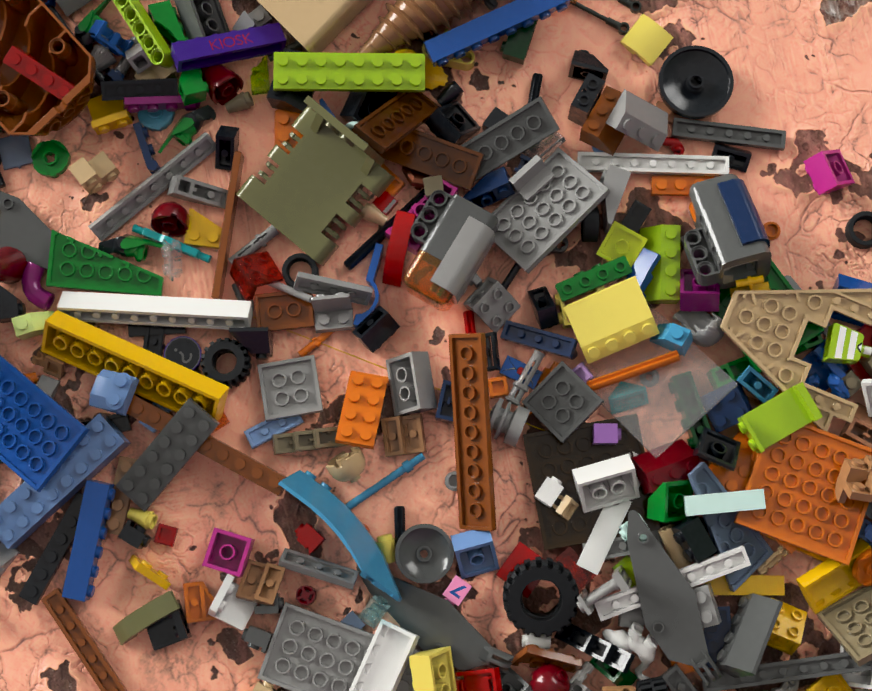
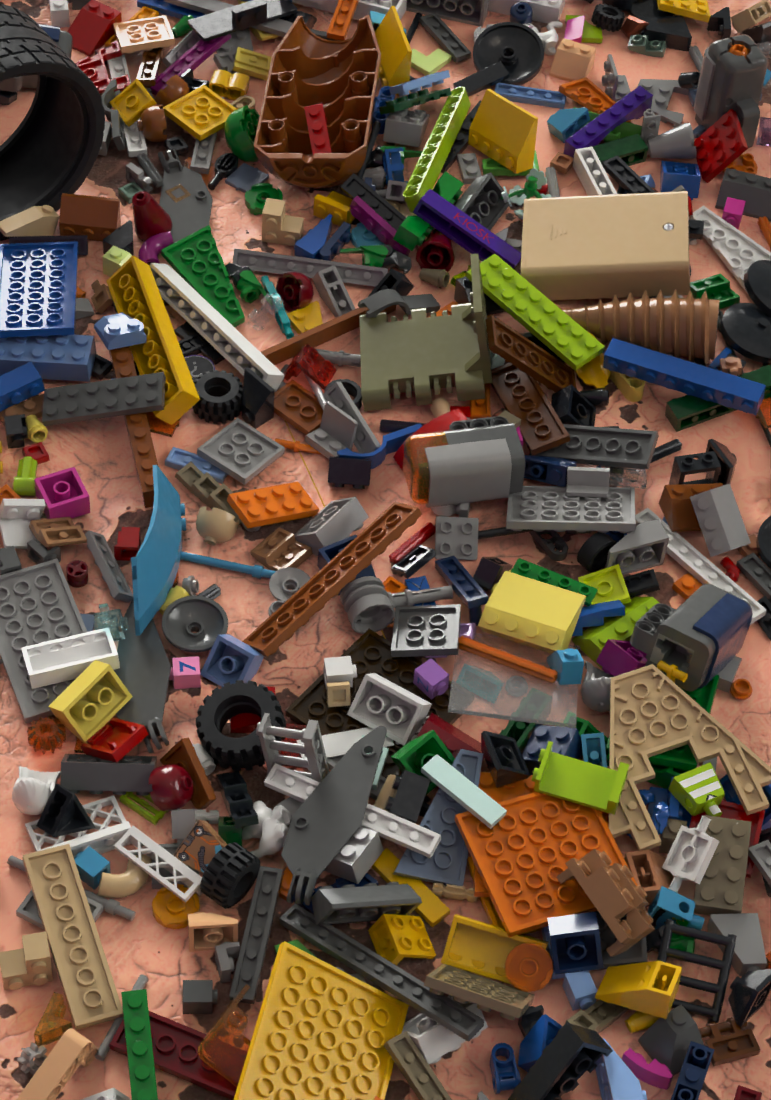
camera: 40 degrees right, 30 degrees down
(133, 164) = (314, 240): none -> blue slope
(190, 565) = (26, 473): none -> lime piece
(250, 155) = (389, 297): none -> dark grey piece
(383, 525) = (190, 585): none -> light grey plate
(437, 446) = (287, 579): none -> light grey dish

